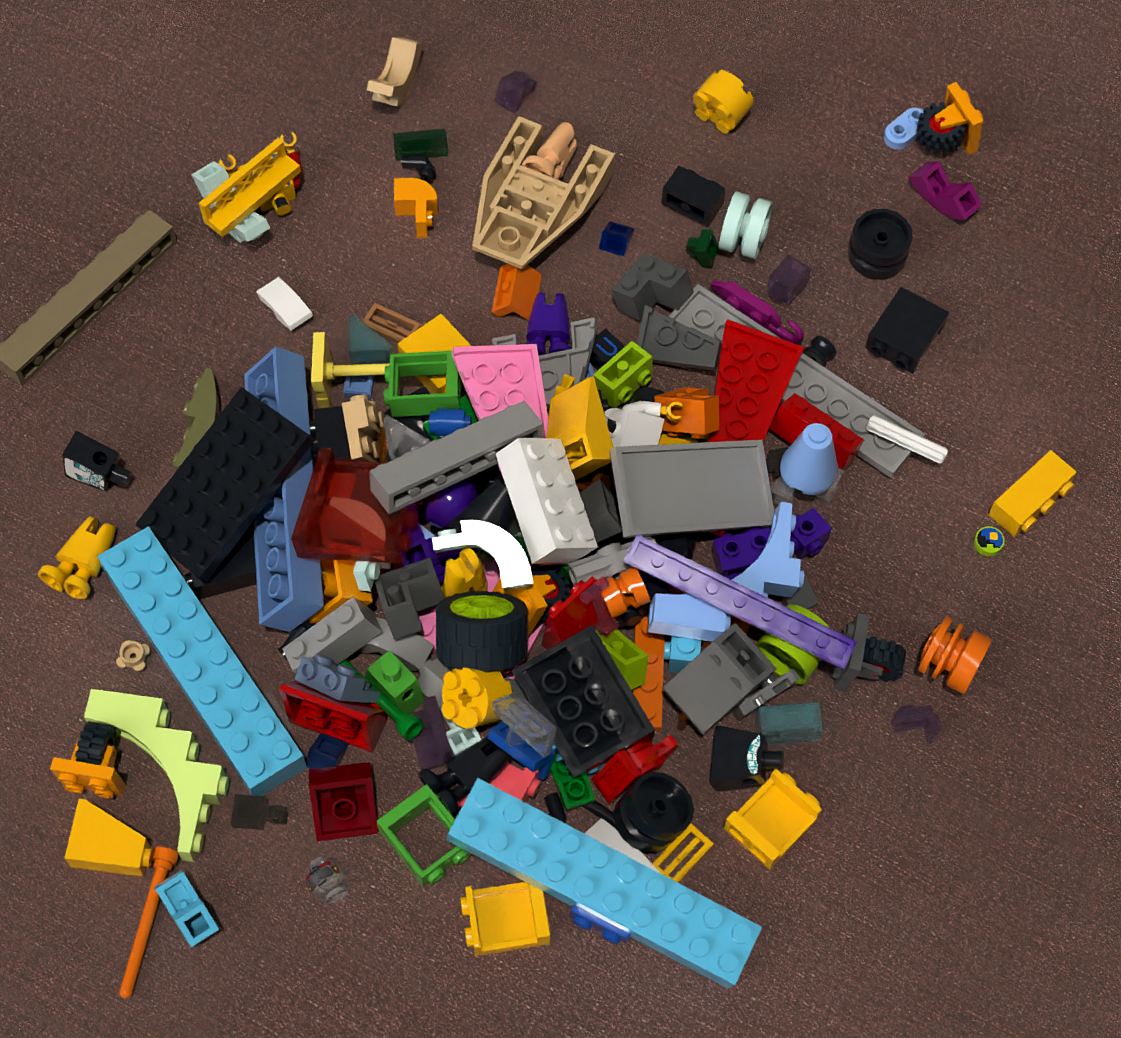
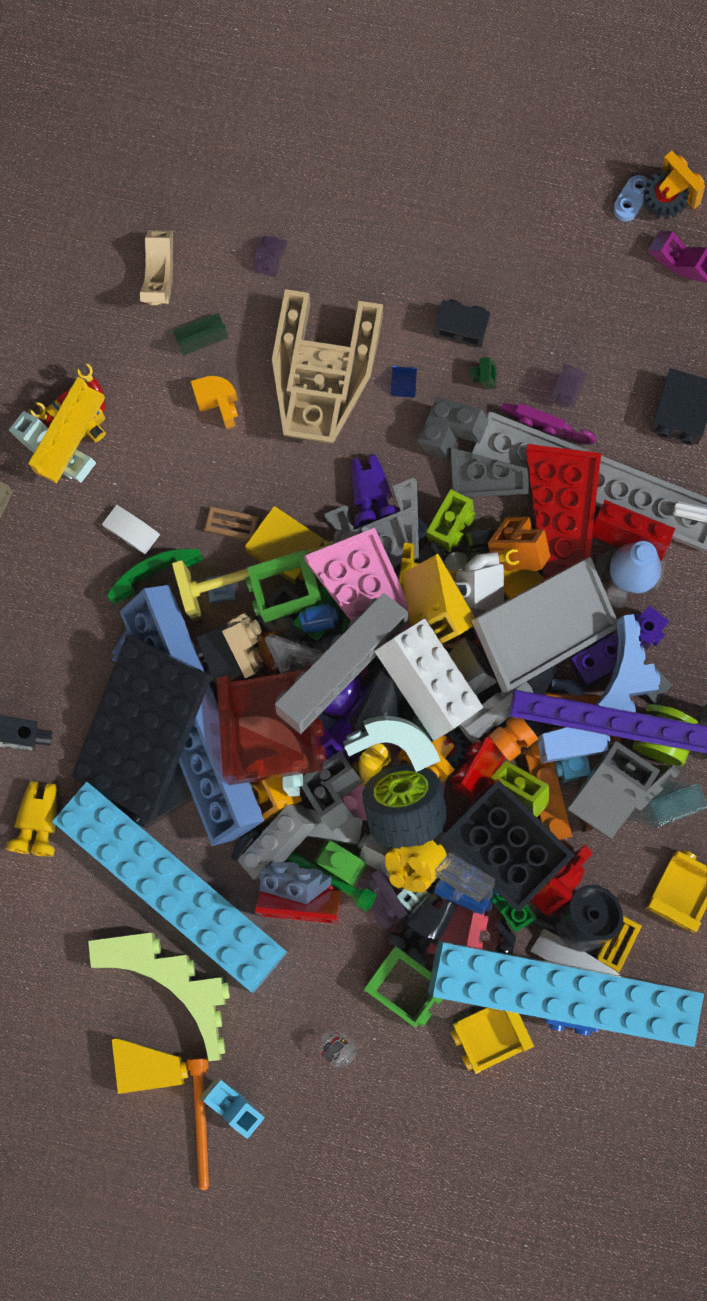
camera: 10 degrees left, 15 degrees up
(92, 763) = (112, 1005): light orange plate -> none
(129, 648) = (104, 890): tan plate -> none
(199, 413) = (94, 658): olive slope -> none
(252, 811) = (257, 1006): clear smoke plate -> none
(292, 340) = (123, 587): none -> green slope
(326, 752) = (301, 936): dark blue slope -> none
(343, 801) = (328, 975): dark red slope -> none
(367, 345) = (216, 551): clear light blue slope -> none
(422, 164) = (210, 356): black arm -> none
(516, 290) = (331, 462): orange panel -> none
(555, 153) = (326, 315): light nougat piece -> none
(594, 593) = (492, 751): clear pink piece -> none
(604, 348) = (429, 500): black brick -> none
(722, 100) = (462, 219): yellow brick -> none
(741, 759) = (647, 848): black torso -> none
(745, 225) = (521, 344): light aqua wheel -> none
(820, 350) = (613, 448): black wheel -> none
(880, 243) = (640, 328): black wheel -> none

